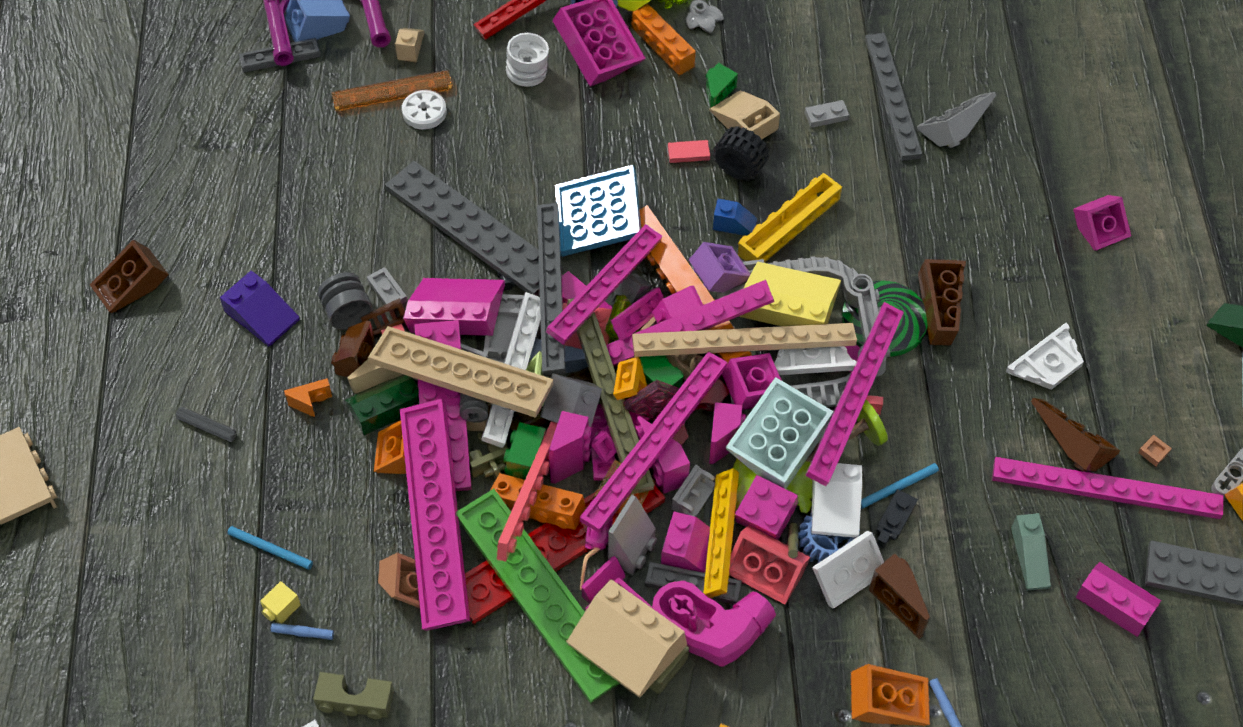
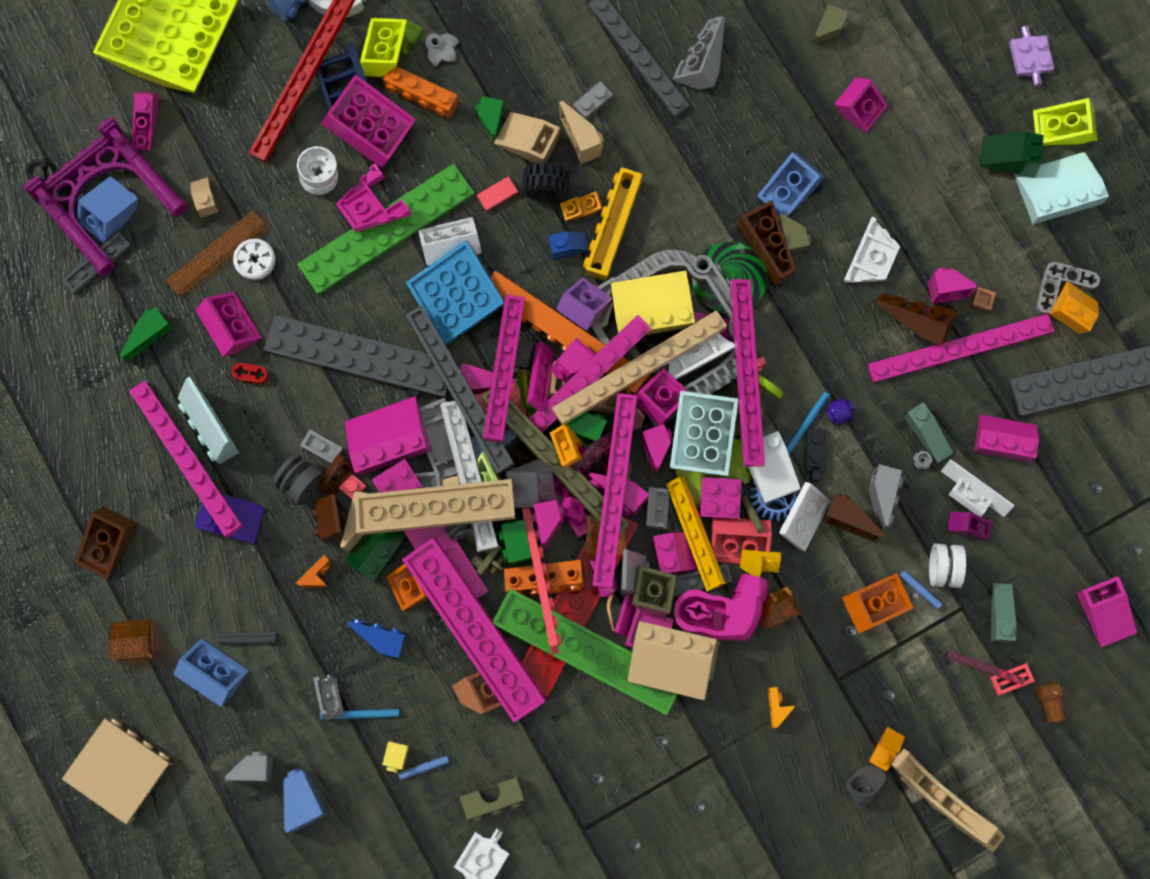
camera: 25 degrees left, 20 degrees up
(92, 375) = (130, 640): none -> clear orange slope
(127, 541) = (252, 768): none -> light grey slope
(148, 436) = (210, 672): none -> medium blue slope
(154, 597) = (301, 801): none -> medium blue slope
(247, 513) = (329, 697): none -> light grey hinge
(250, 239) = (186, 459): none -> dark pink plate
(284, 124) = (146, 331): none -> green slope
(290, 216) = (206, 422): none -> light aqua slope
(339, 490) = (385, 642): none -> blue slope
(361, 196) = (249, 378): none -> red beam
(365, 148) = (228, 323): none -> dark pink slope
(554, 108) = (363, 208): none -> dark pink wing
(563, 136) = (358, 249): none -> bright green plate
(601, 162) = (443, 238): none -> white slope
(642, 561) = (654, 591): none -> olive slope
(762, 195) = (581, 207): none -> light orange slope
(773, 648) = (778, 608): none -> clear orange slope
(779, 593) = (757, 561): none -> yellow slope
(799, 131) = (582, 134): none -> tan slope
(941, 487) = (840, 411): none -> dark purple head
(954, 580) = (883, 491): none -> light grey slope
(973, 306) = (796, 236): none -> olive slope
(991, 692) = (947, 565): none -> white wheel
(993, 260) = (791, 184): none -> medium blue slope
(1013, 571) = (922, 455): none -> light grey plate
(1035, 665) = (969, 525): none -> magenta slope
(1057, 635) = (973, 492): none -> white bracket
(1102, 143) = (831, 24): none -> olive slope
(1122, 418) = (949, 286): none -> dark pink slope

